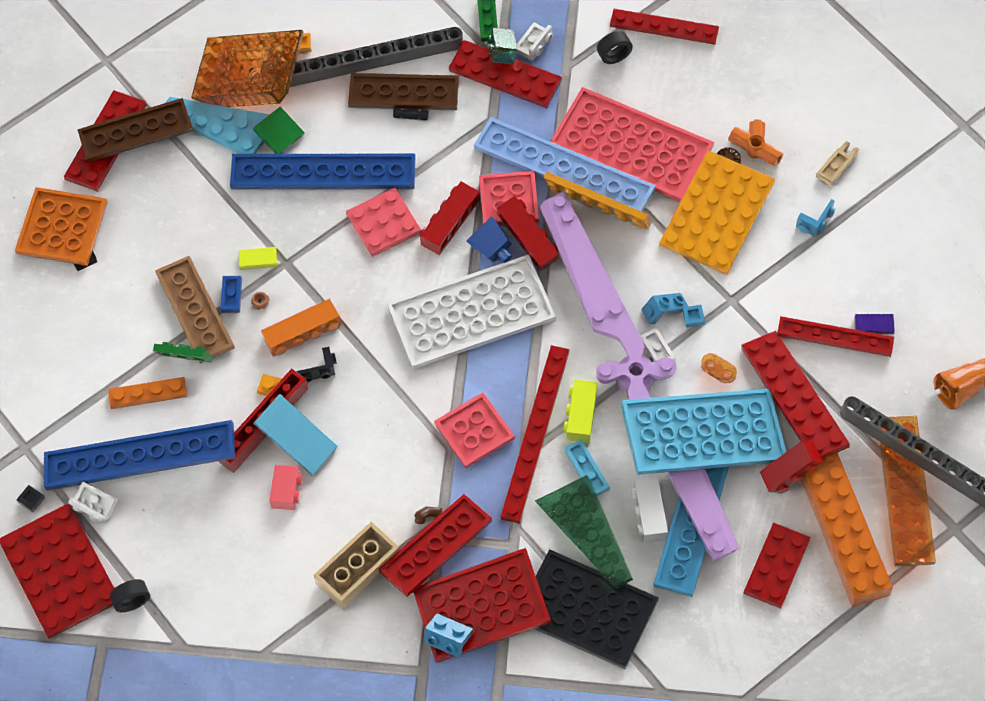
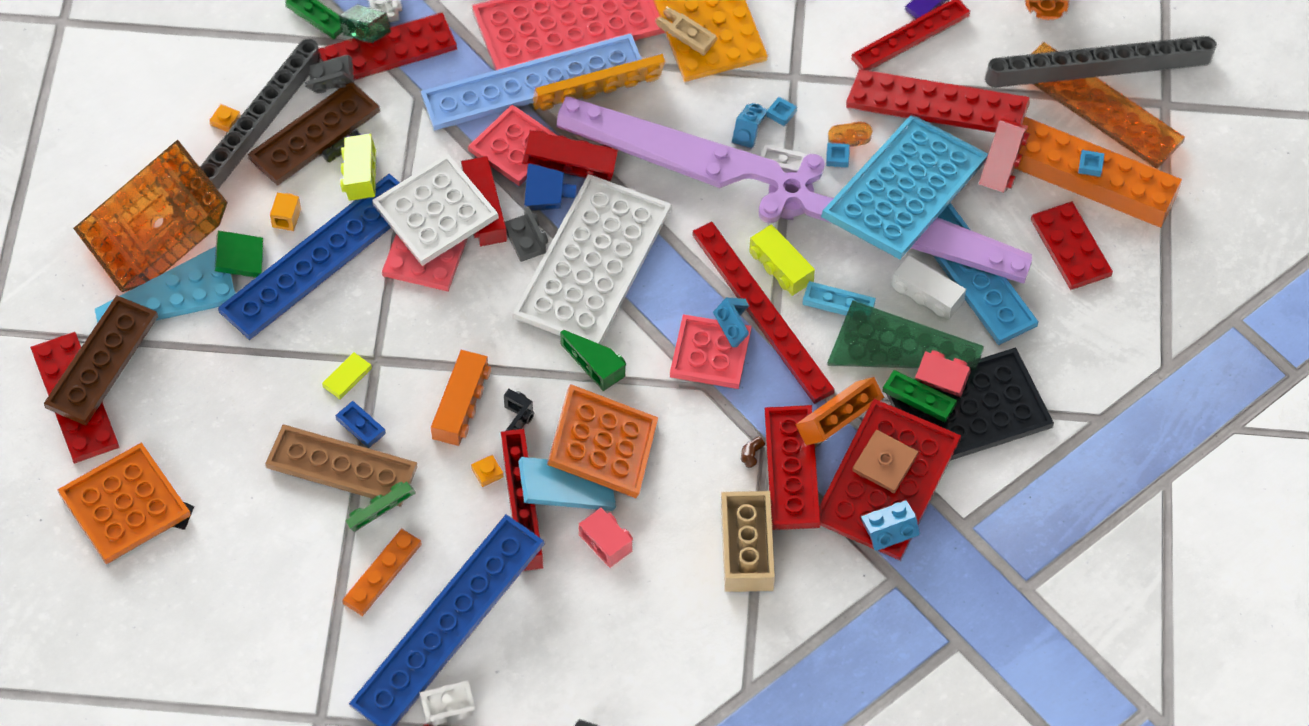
camera: 50 degrees left, 5 degrees down
(260, 296) = (393, 402): nougat plate -> none
(333, 126) = (285, 211): none -> light orange brick
(343, 427) = (602, 441): none -> orange plate
(365, 38) = (224, 117): none -> light orange plate
(400, 135) = (359, 167): none -> brick
(401, 379) = (595, 359): none -> green slope
(410, 198) = (435, 209): none -> white plate
(449, 62) = (330, 74): none -> dark grey bracket
(450, 261) = (526, 235): none -> dark grey bracket
(487, 593) = (885, 461): none -> nougat plate
(497, 536) = (839, 411): none -> orange brick
(503, 414) = (729, 319): none -> dark azure bracket
(559, 572) = (919, 396): none -> green plate
(586, 571) = (943, 373): none -> coral brick
(688, 214) = (687, 31): none -> tan hinge
(695, 374) = (837, 155): none -> dark azure plate
(838, 522) = (1091, 163): none -> dark azure plate

